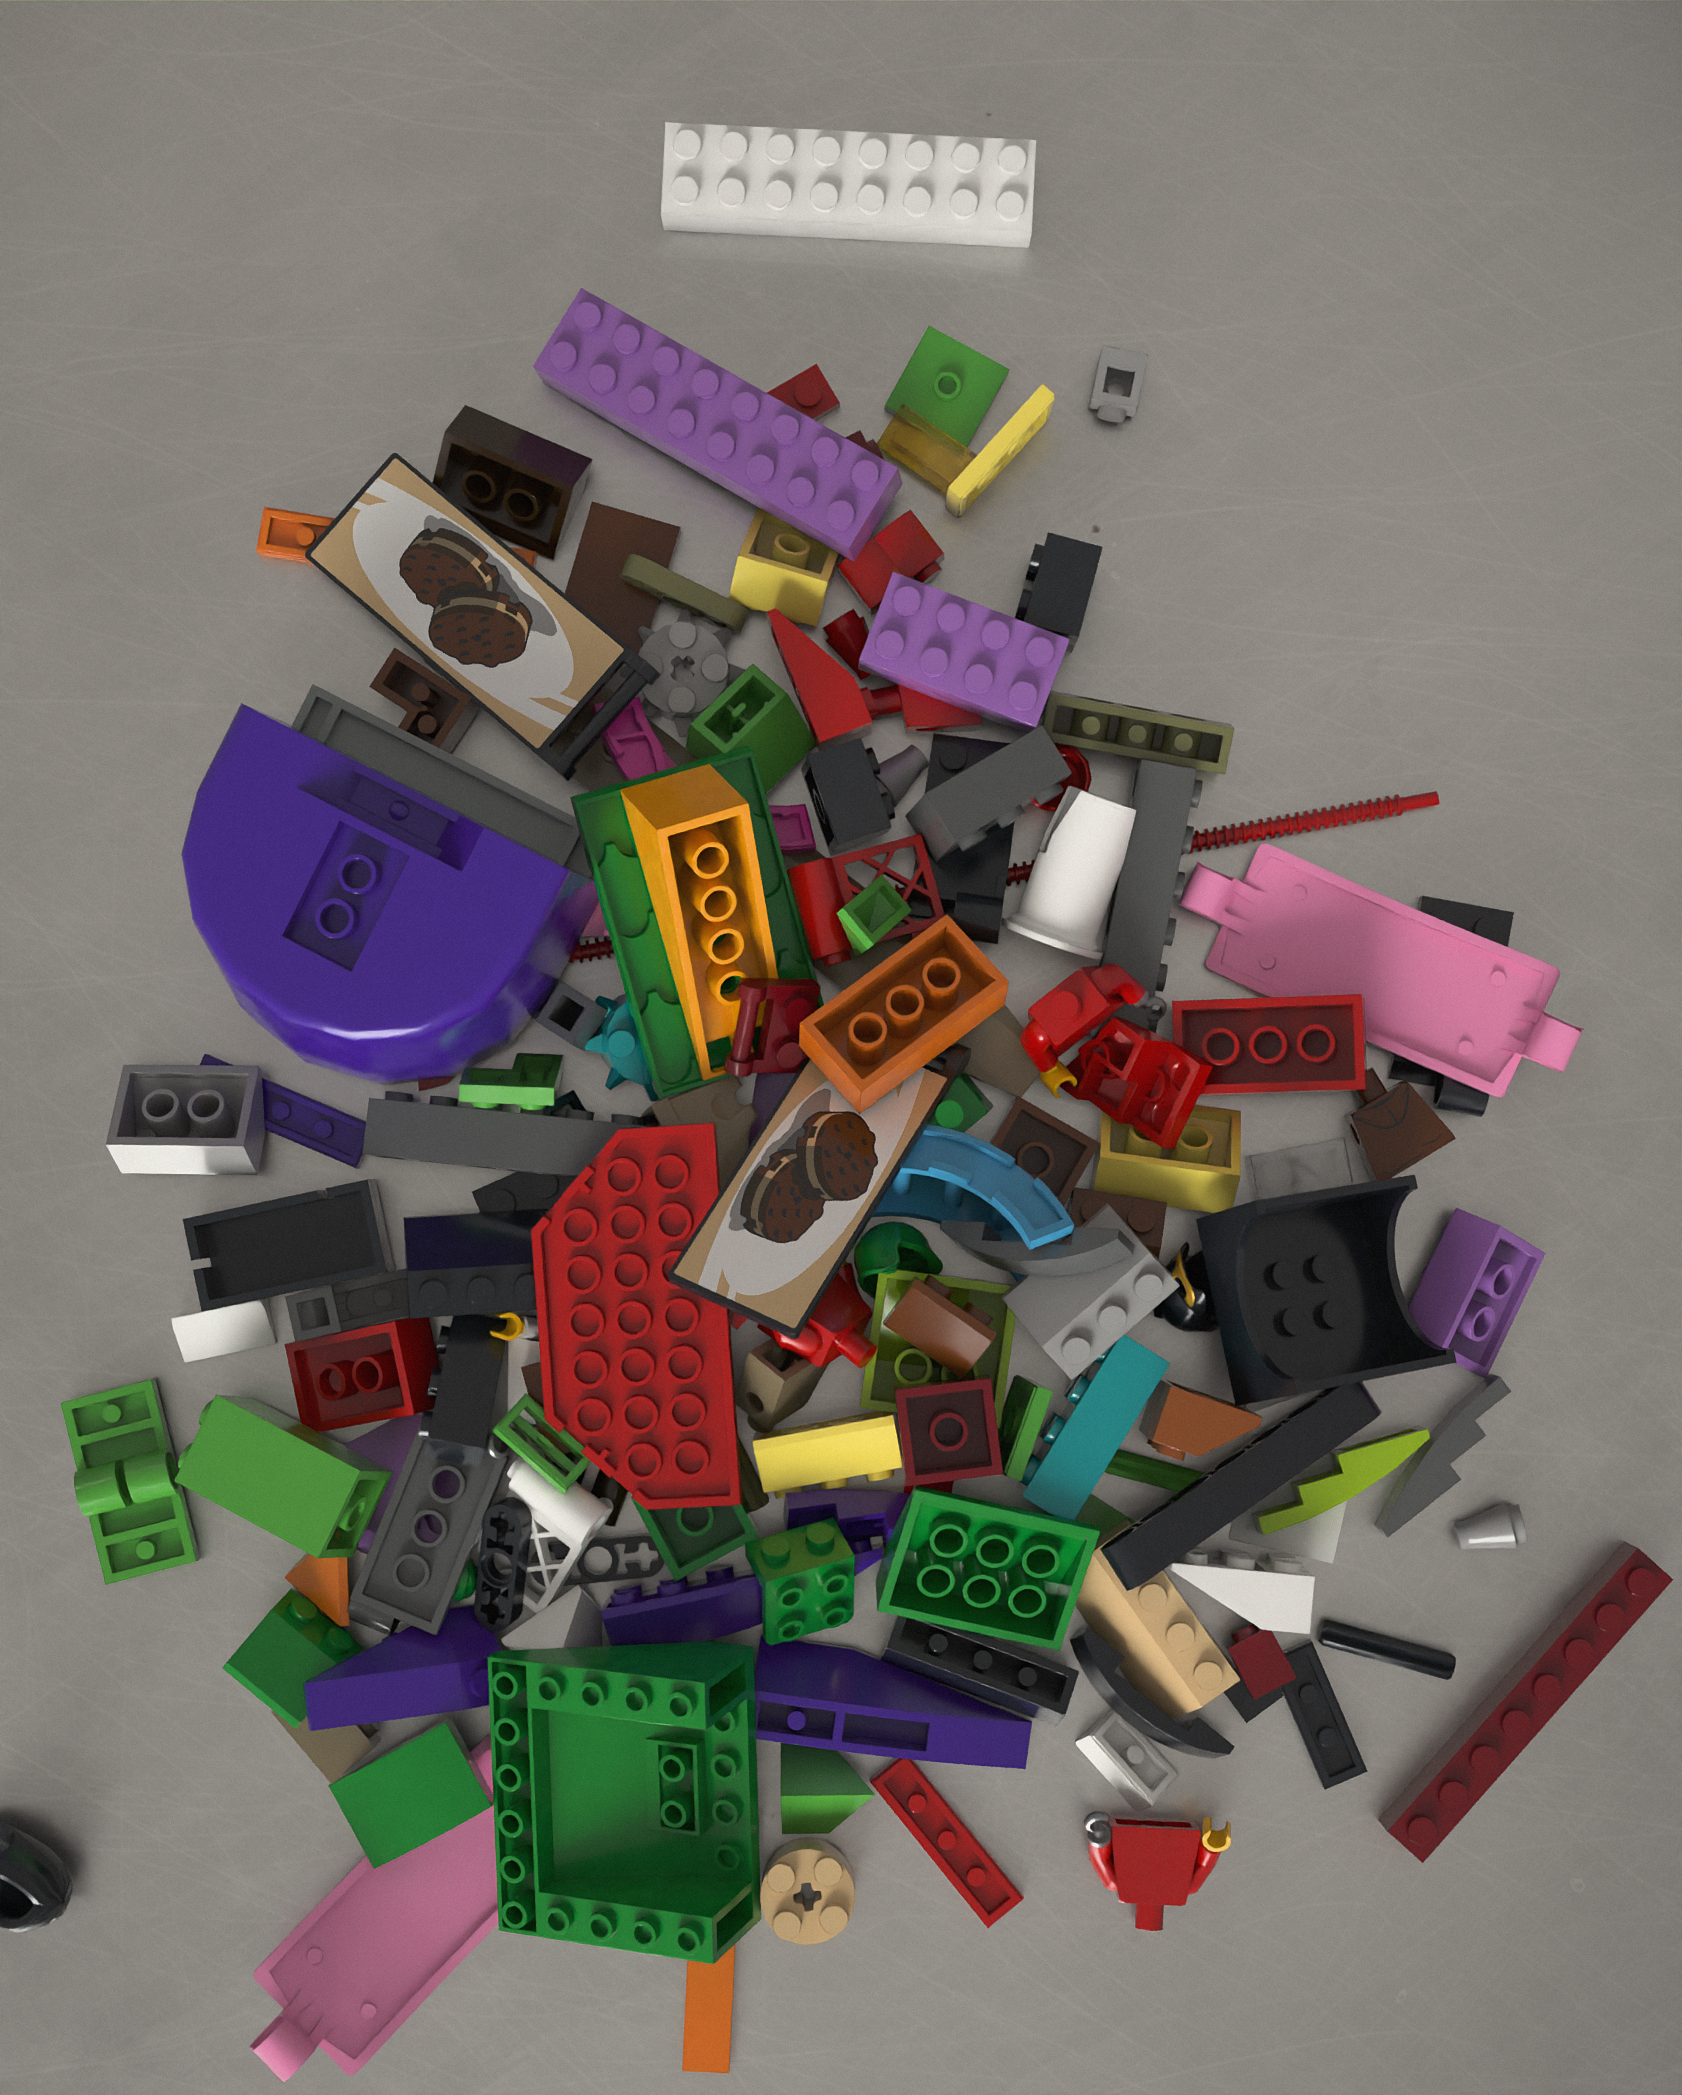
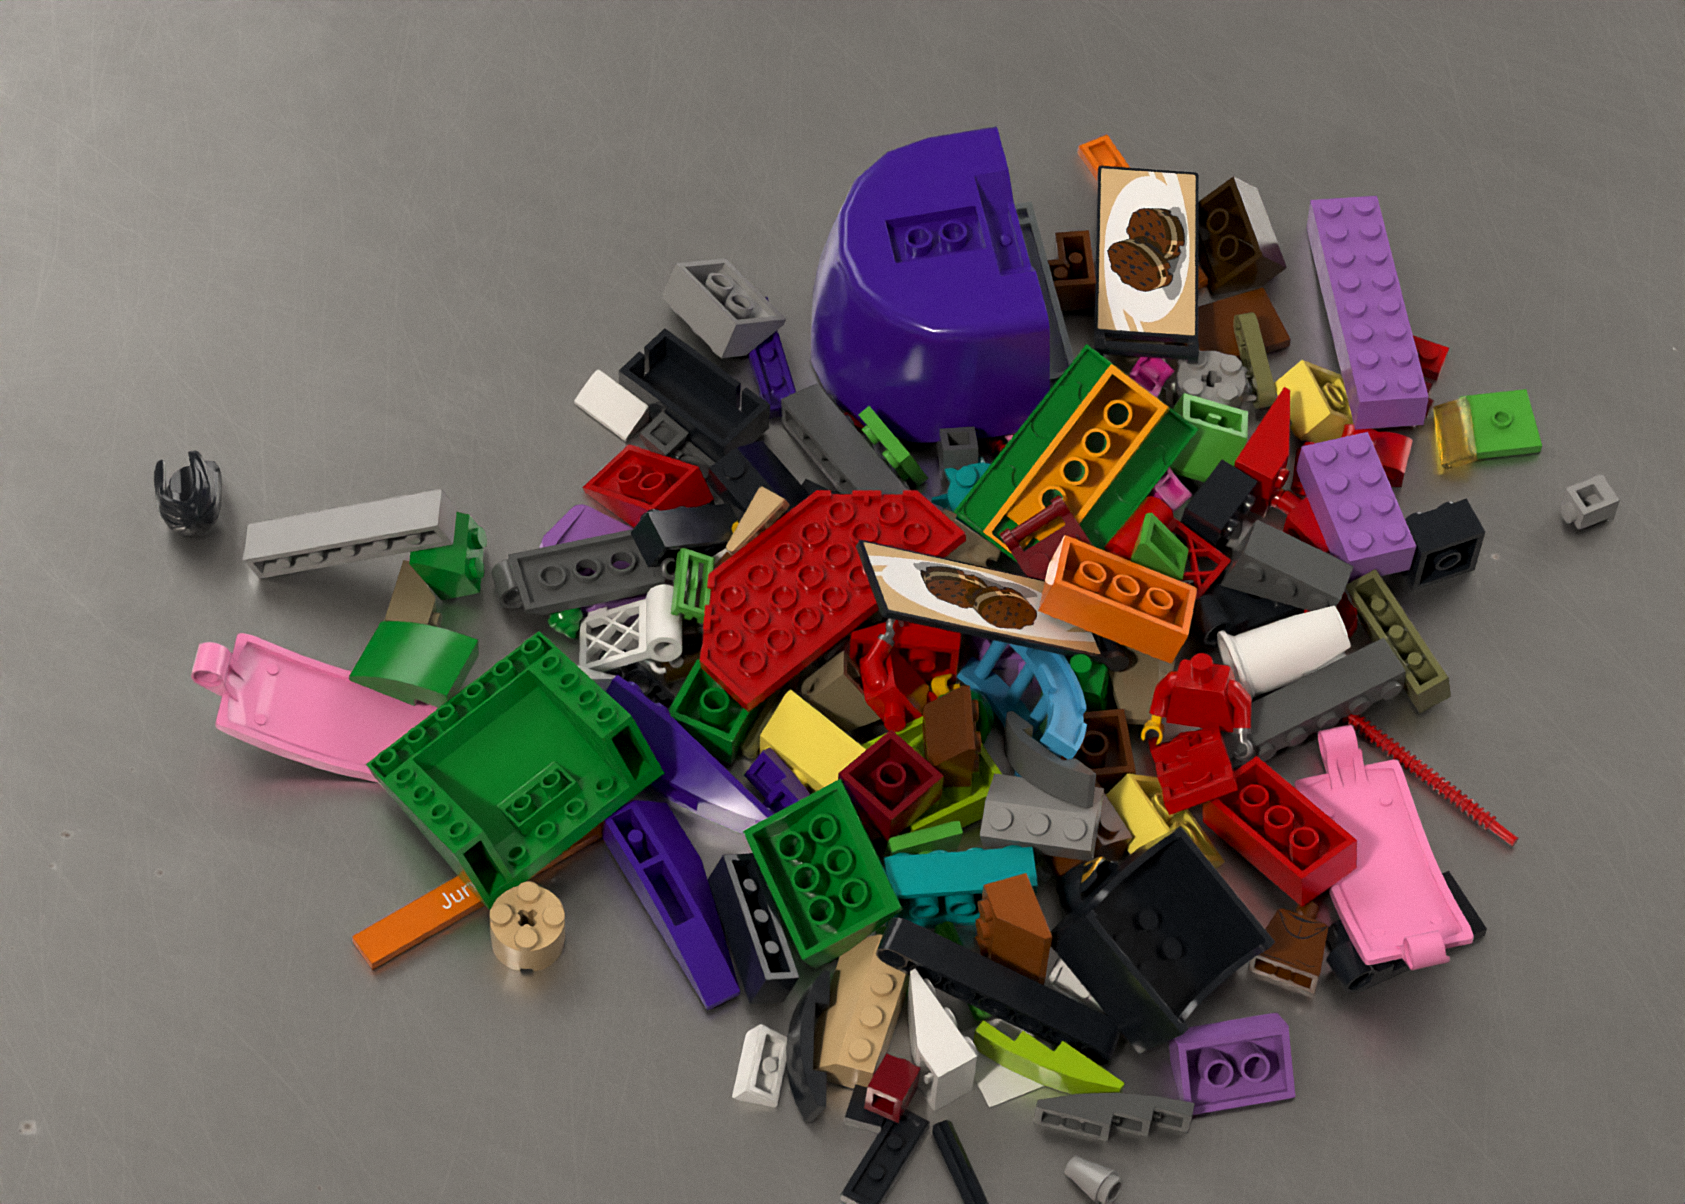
camera: 50 degrees right, 30 degrees down
(129, 1481) = (479, 413): bright green plate -> none
(207, 1759) = (350, 533): none -> light grey brick
(282, 1476) = (556, 472): bright green brick -> none
(324, 1584) = (508, 541): orange slope -> none
(406, 1676) = (479, 607): dark purple wedge -> none
(516, 1308) = (760, 515): none -> tan slope
(516, 1549) = (621, 619): black beam -> none
(803, 1580) = (721, 790): green bracket -> none
(818, 1790) = (593, 892): bright green slope -> none
(848, 185) = (1565, 297): white brick -> none
(947, 1839) = (623, 996): red tile -> none
(999, 451) = (1489, 460): light yellow tile -> none
(1153, 1860) = (710, 1115): red torso -> none

